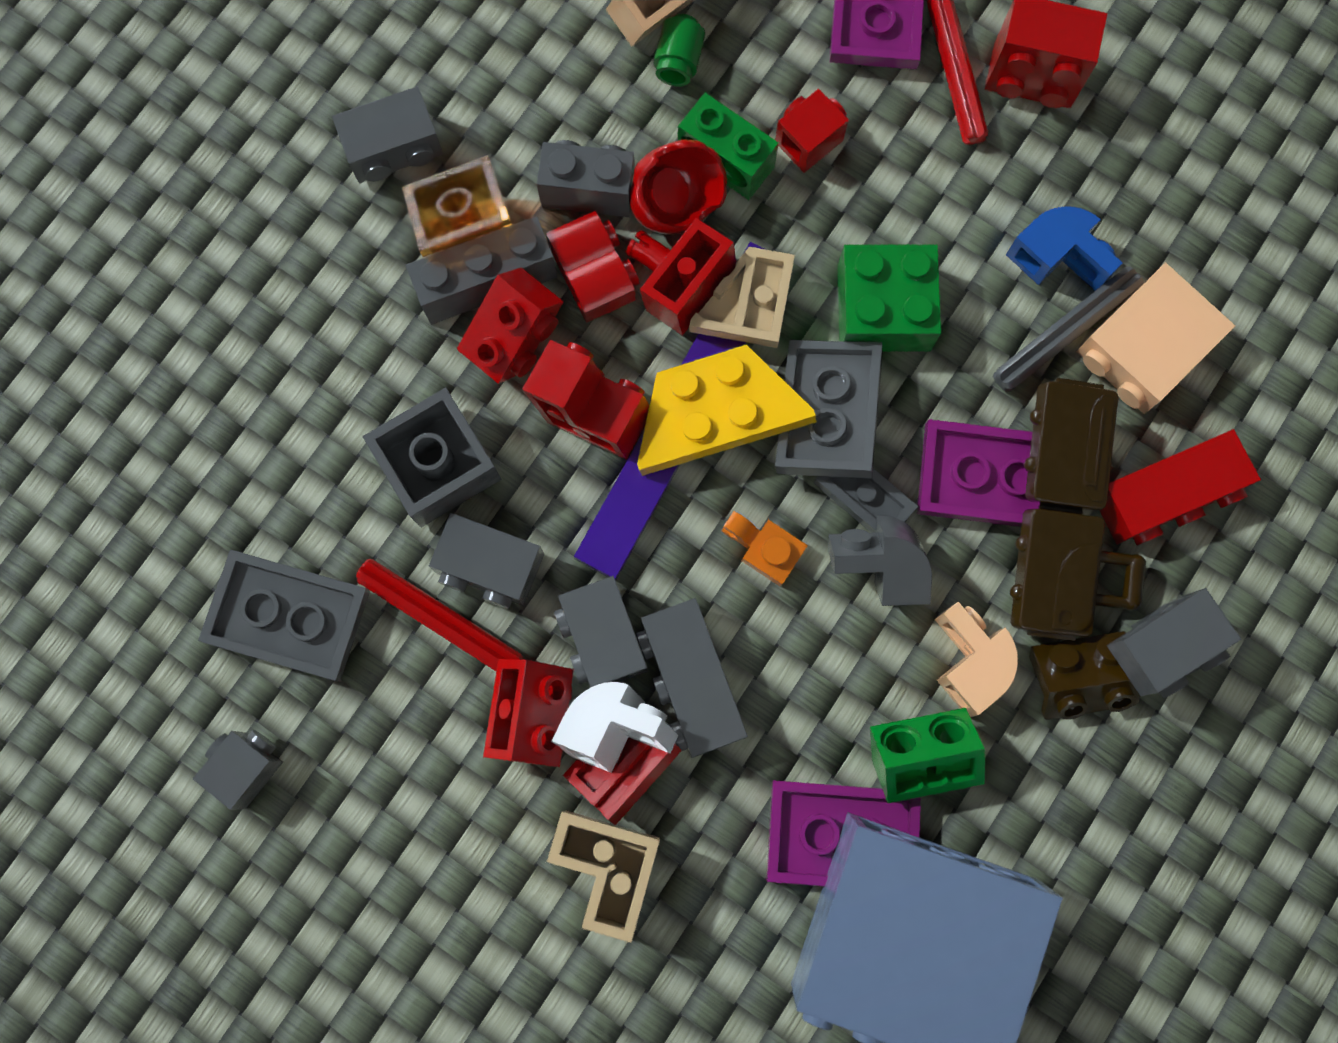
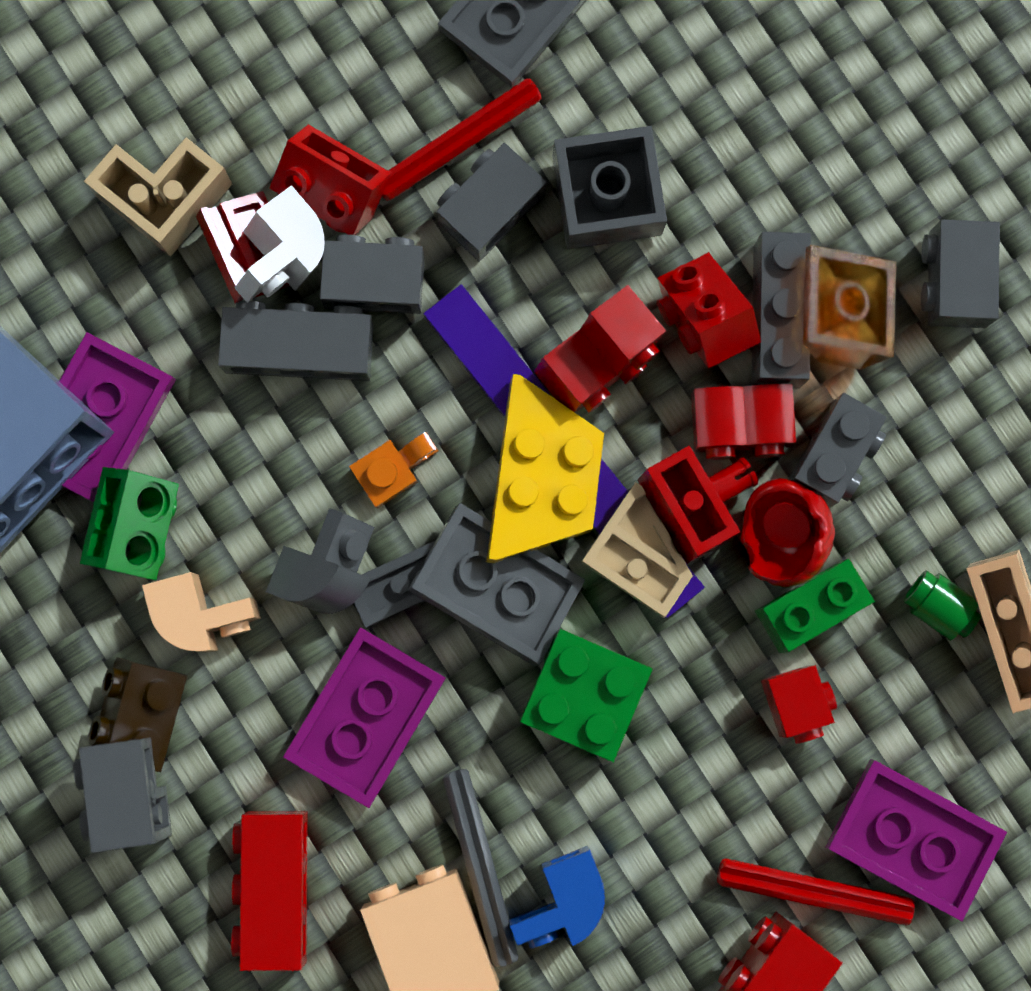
camera: 105 degrees right, 5 degrees up
(1057, 543) = (269, 743): dark brown piece -> none

